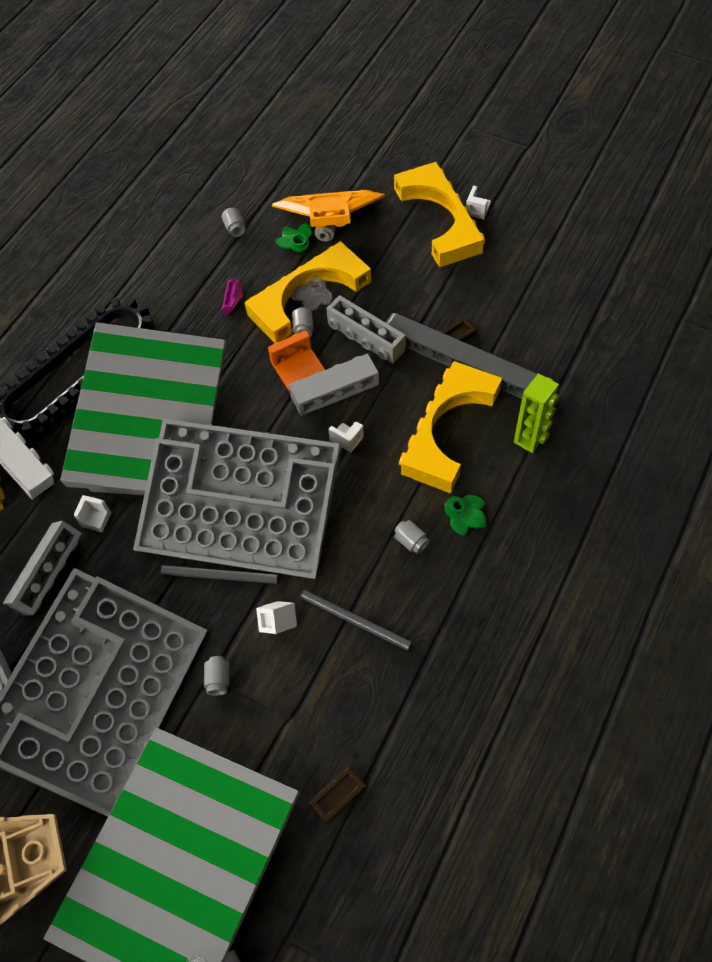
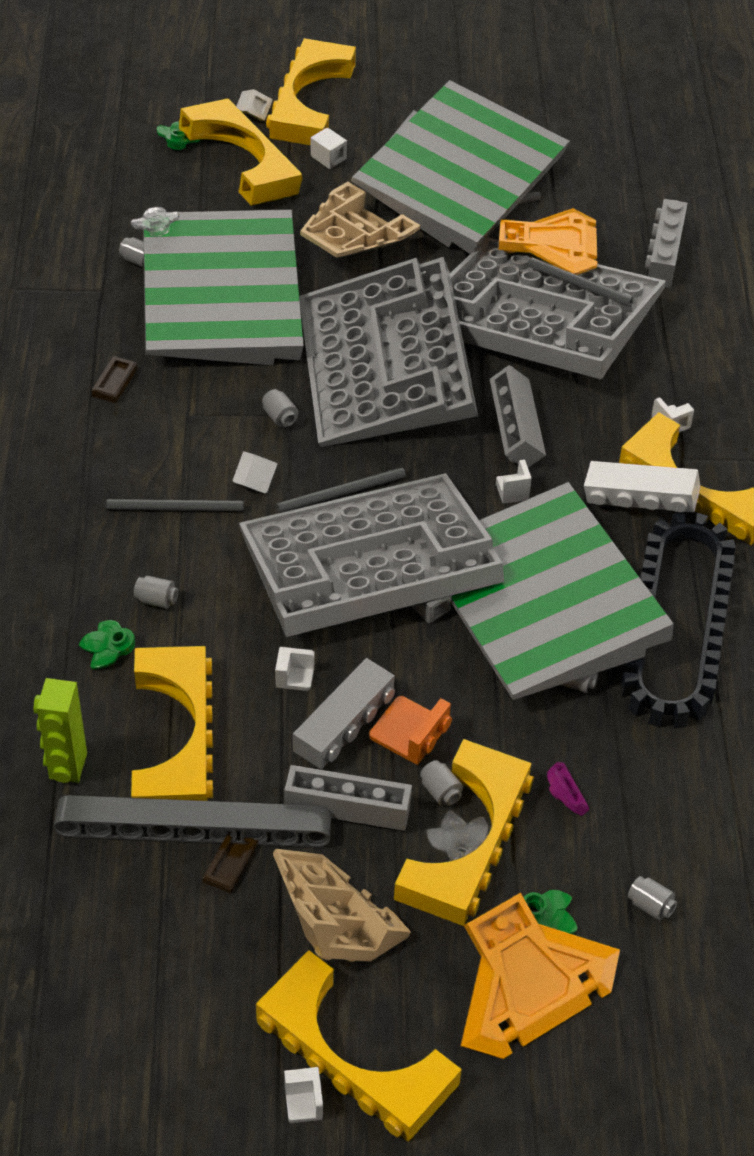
camera: 145 degrees right, 10 degrees down
(412, 271) = (335, 914): none -> tan wedge

